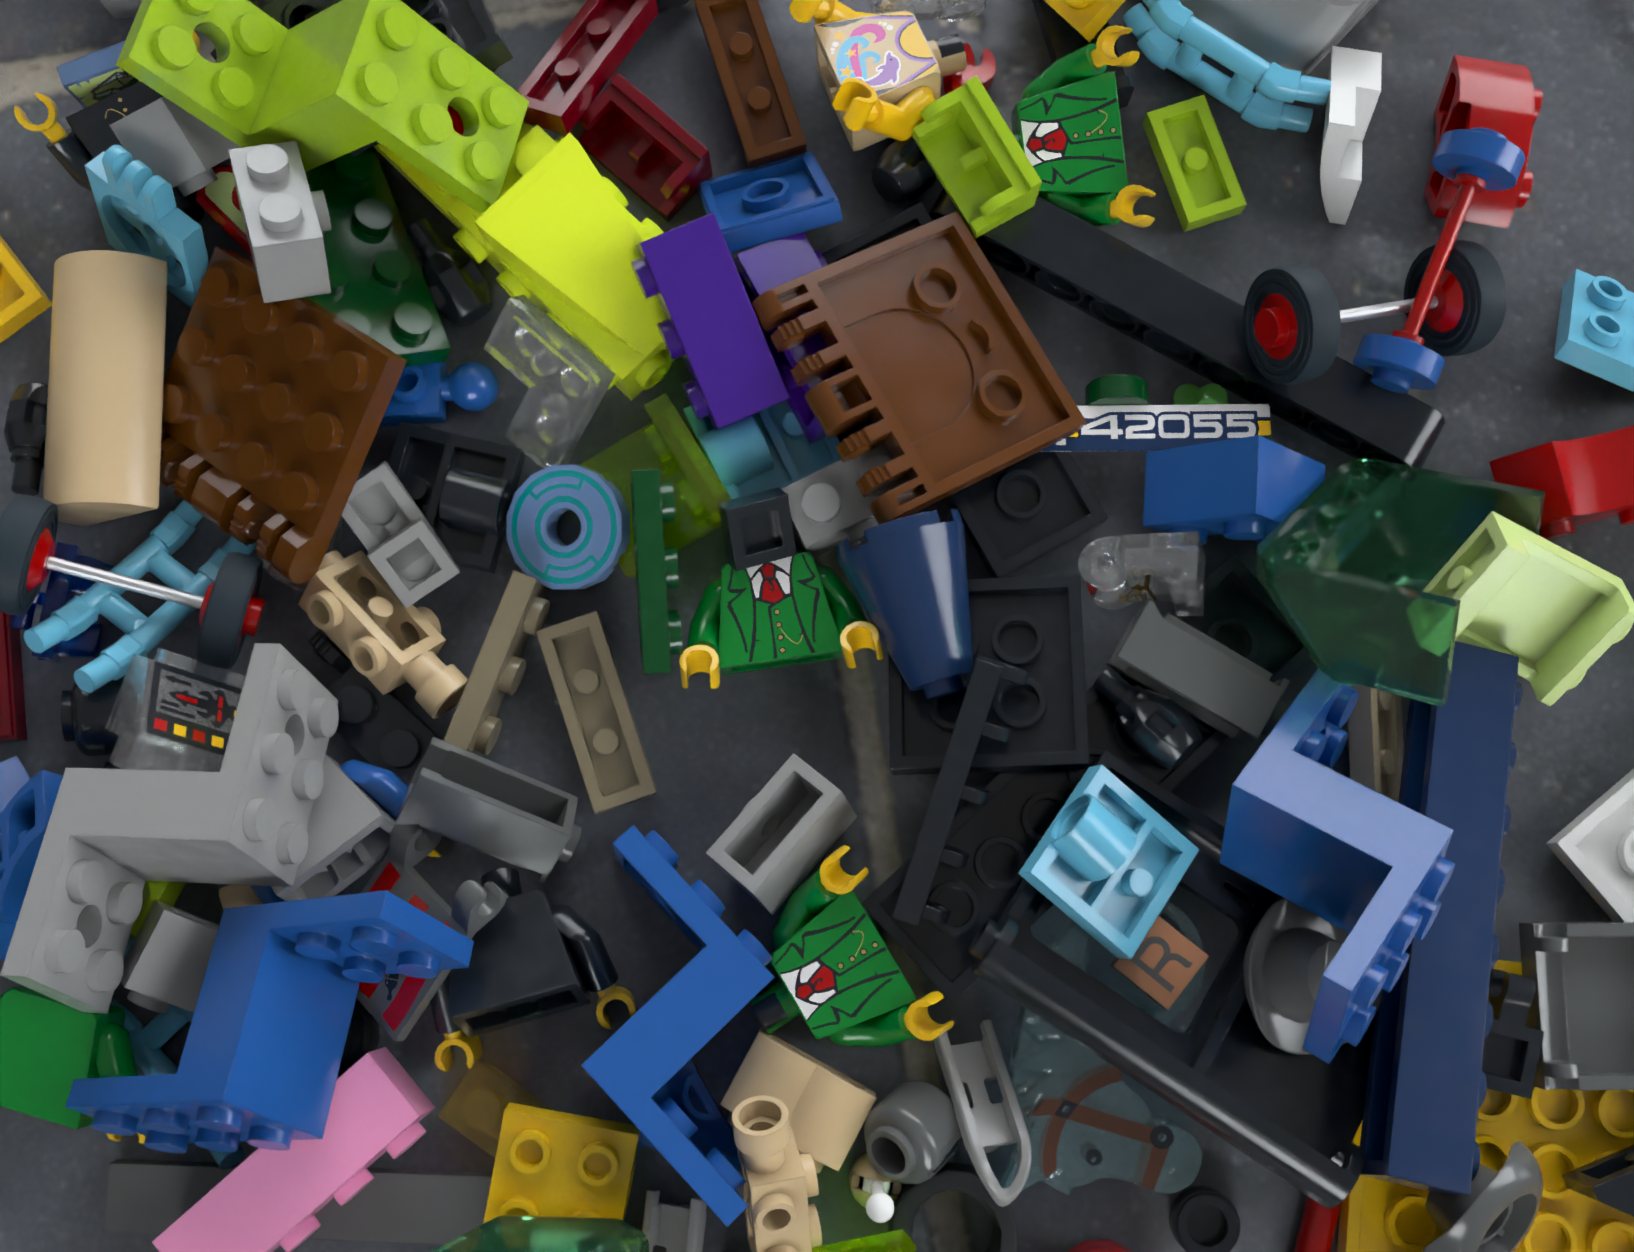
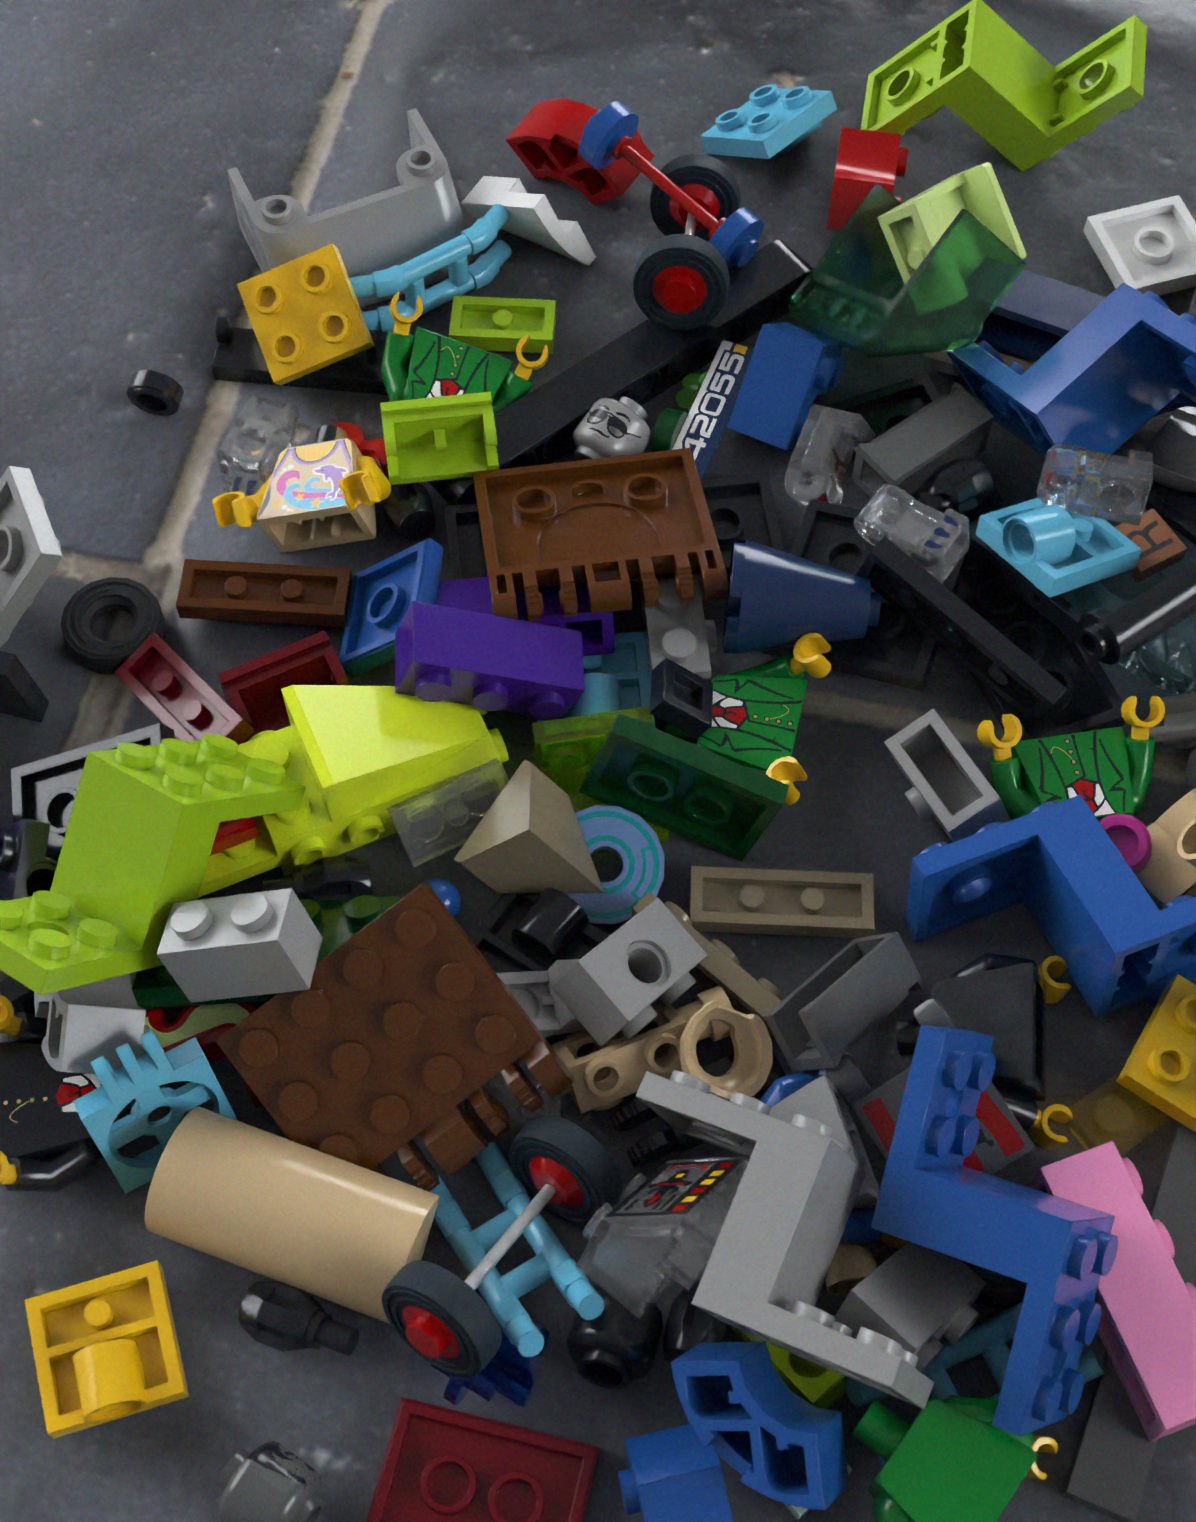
camera: 70 degrees left, 20 degrees down
(368, 733) = (751, 1050): none -> tan piece
(403, 565) = (630, 971): none -> light grey brick
(548, 445) = (530, 840): none -> dark tan slope
(764, 1035) = (1130, 838): none -> dark pink tile
(1055, 698) = (915, 529): none -> clear leg
(1085, 336) = (612, 430): none -> light grey head
(1201, 883) = (1097, 482): none -> clear leg

